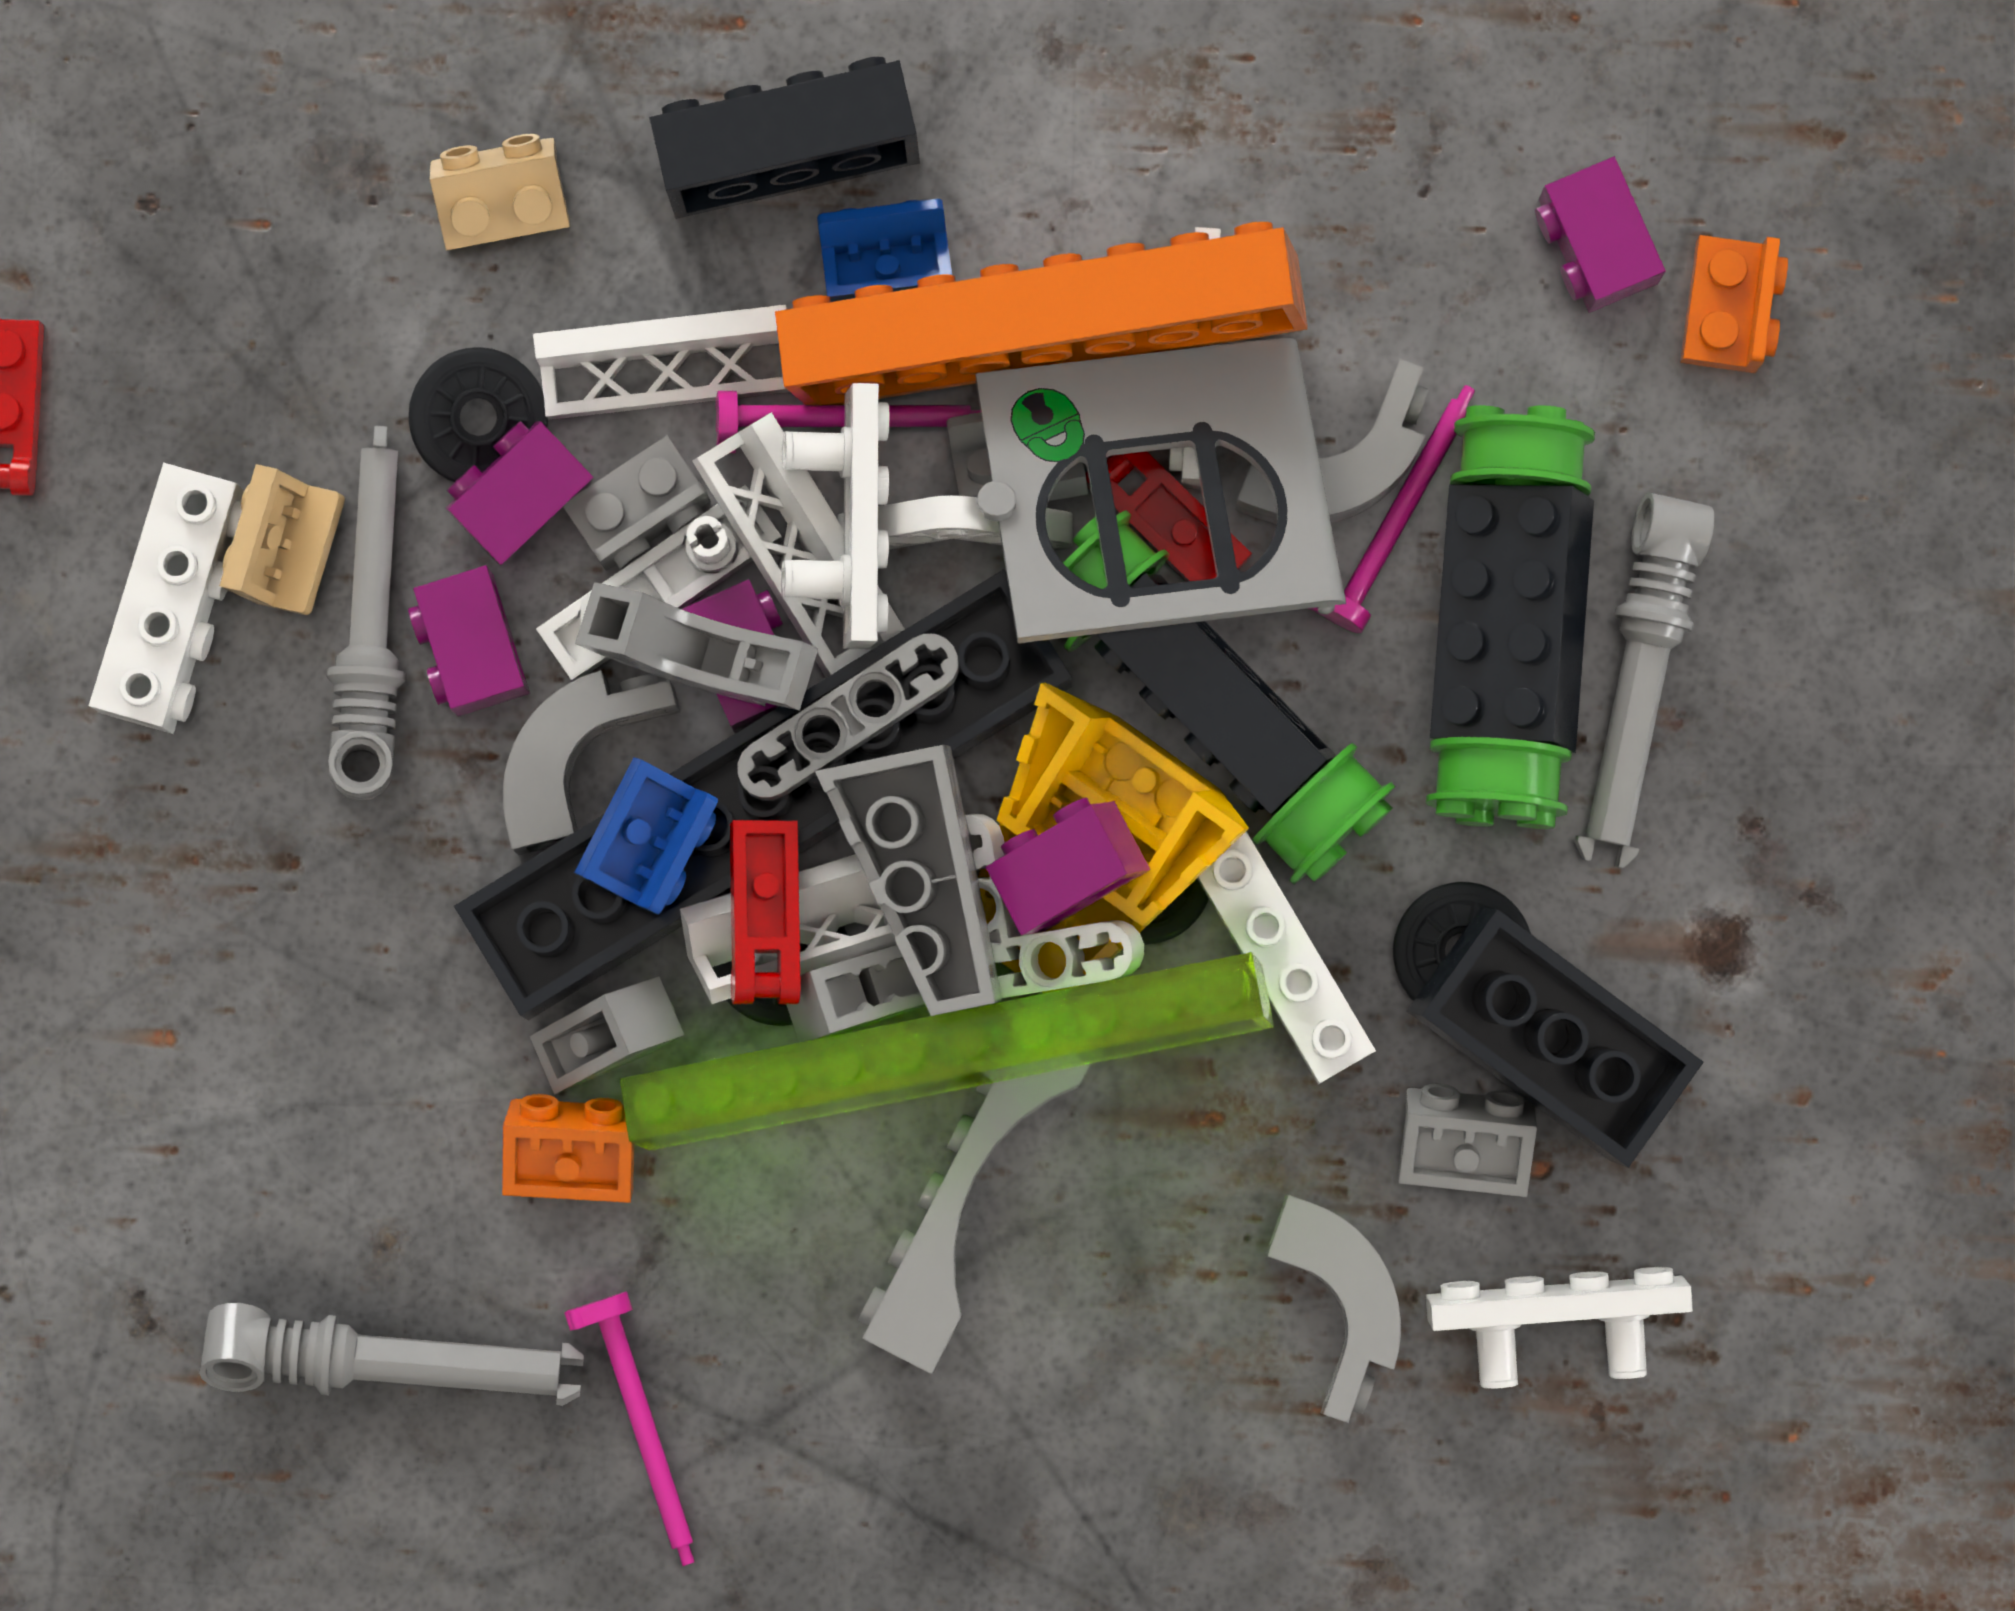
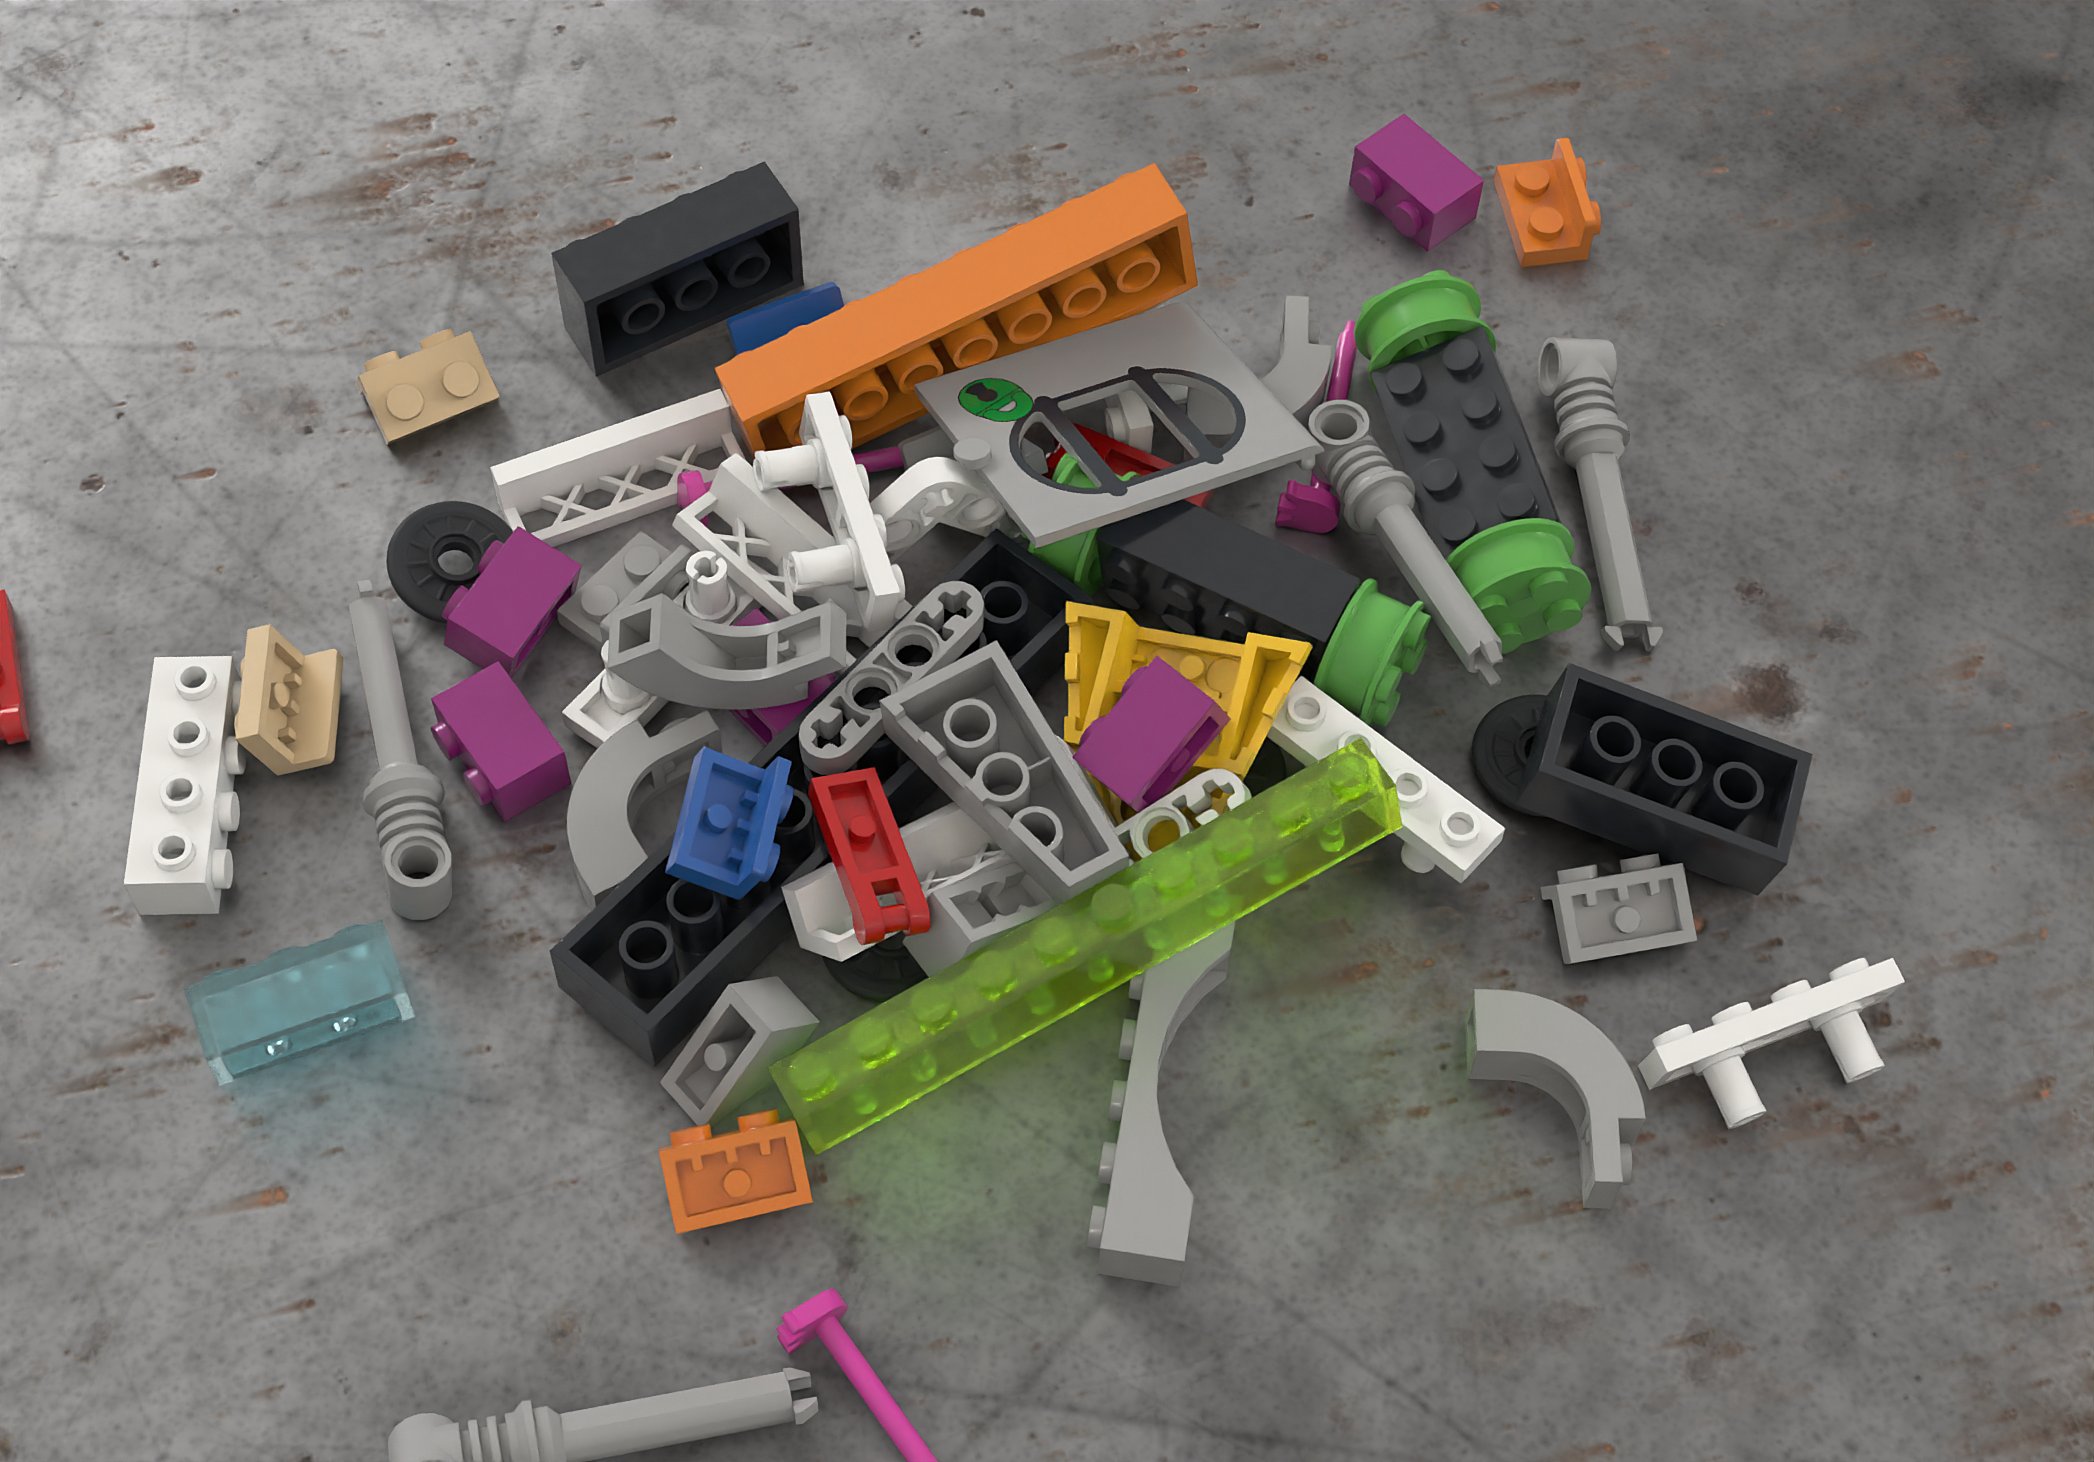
camera: 25 degrees left, 25 degrees down
(224, 861) = (298, 1001): none -> clear light blue brick
(1398, 651) = (1382, 505): none -> light grey piece

